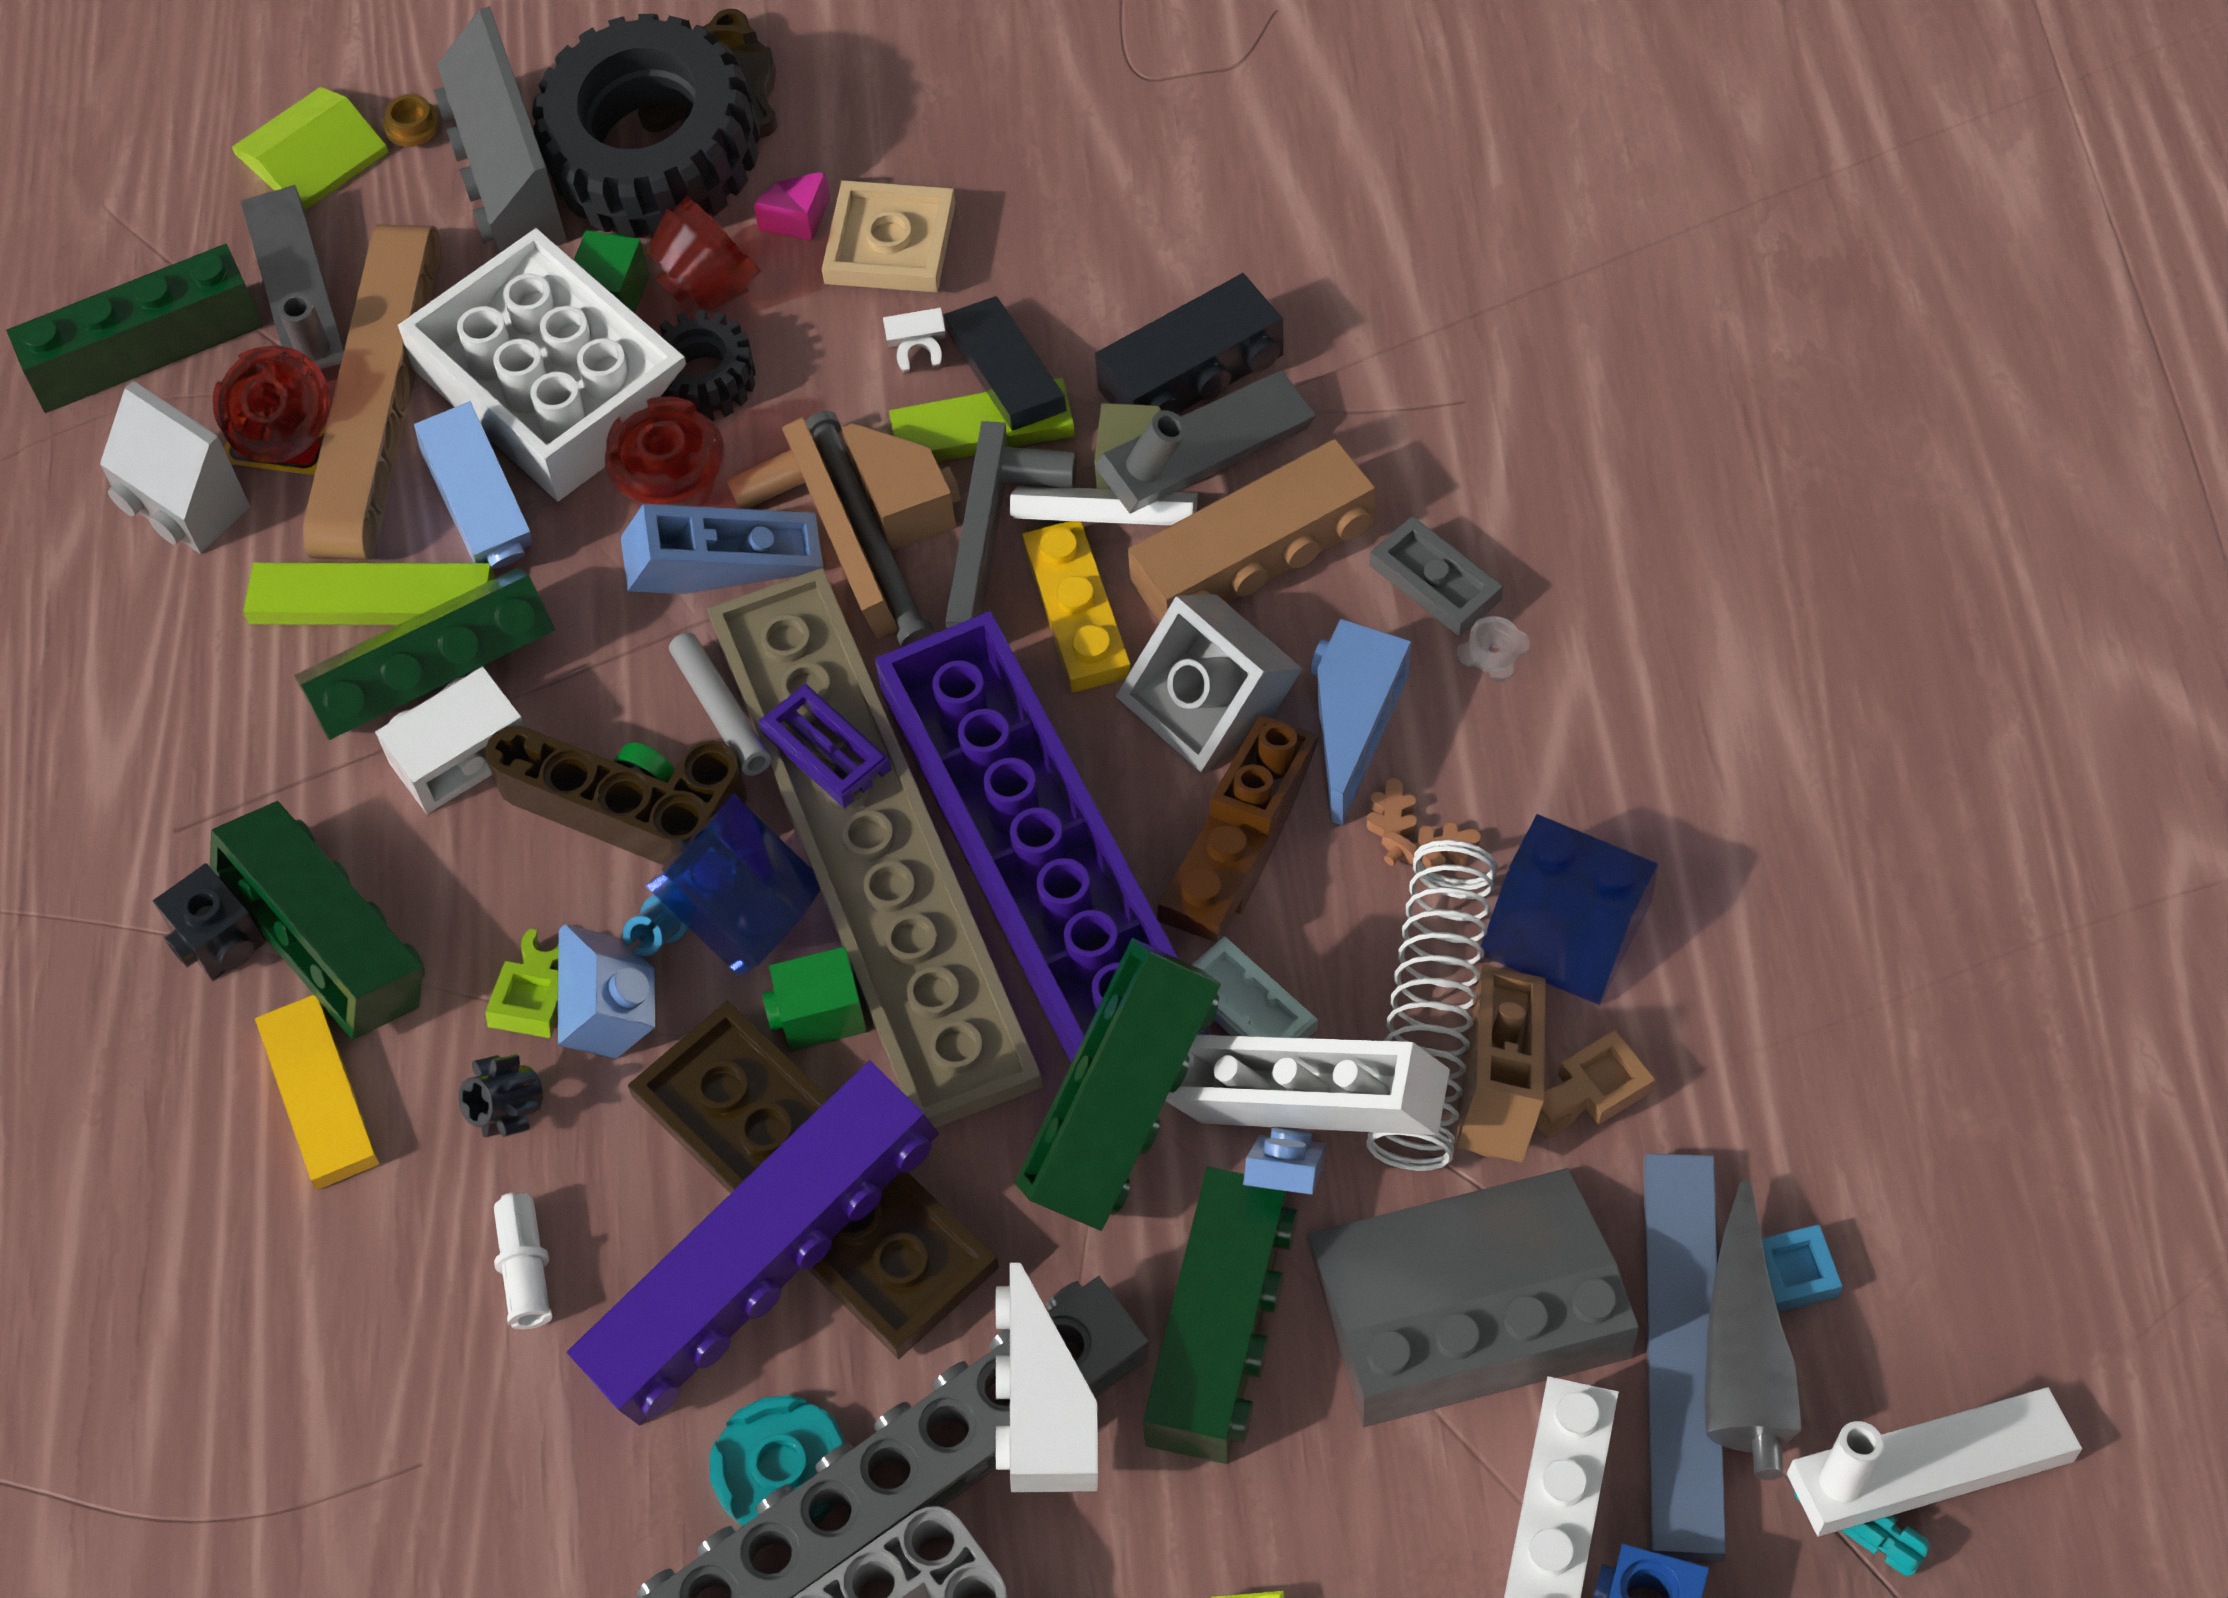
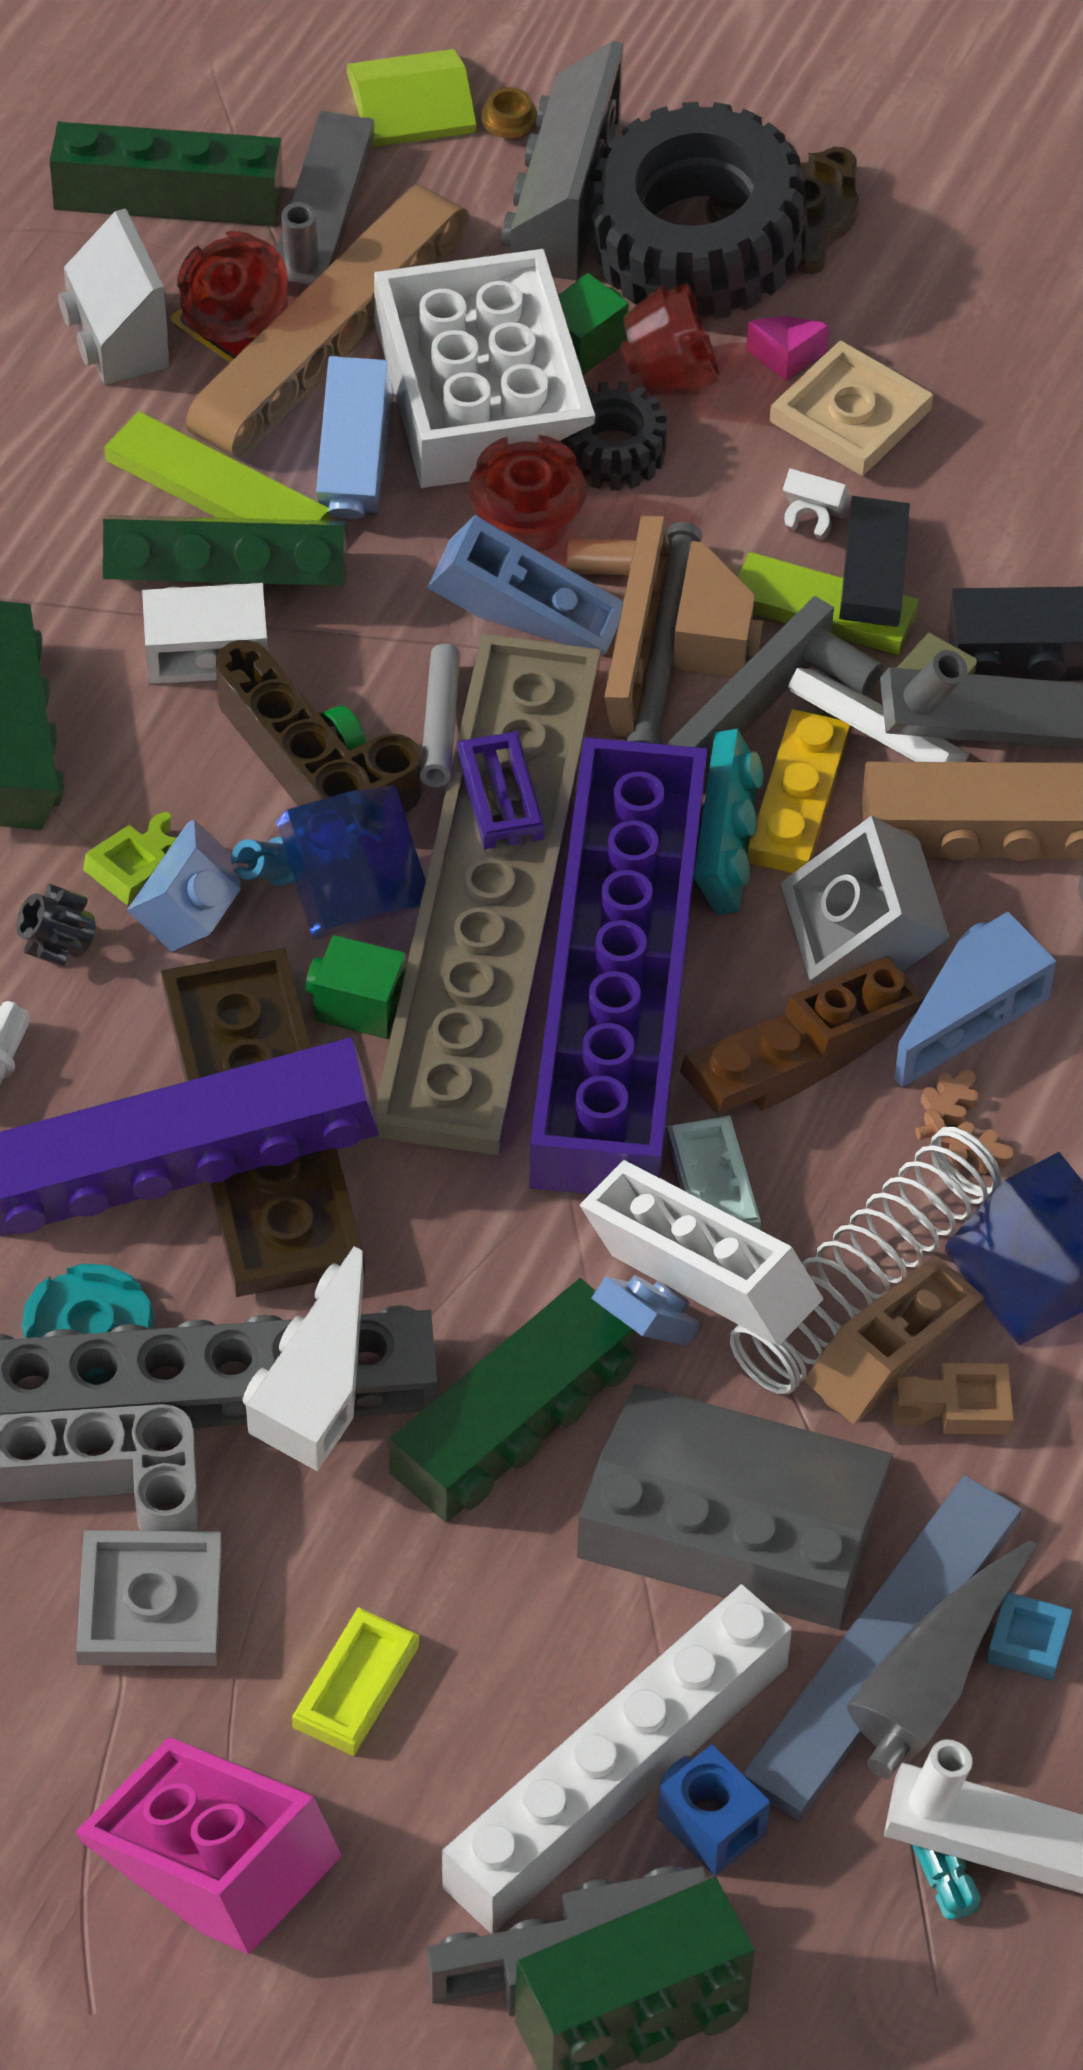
camera: 25 degrees right, 5 degrees down
(1042, 663) = (728, 821): none -> teal plate
(1118, 1085) = (545, 1169): dark green brick -> none

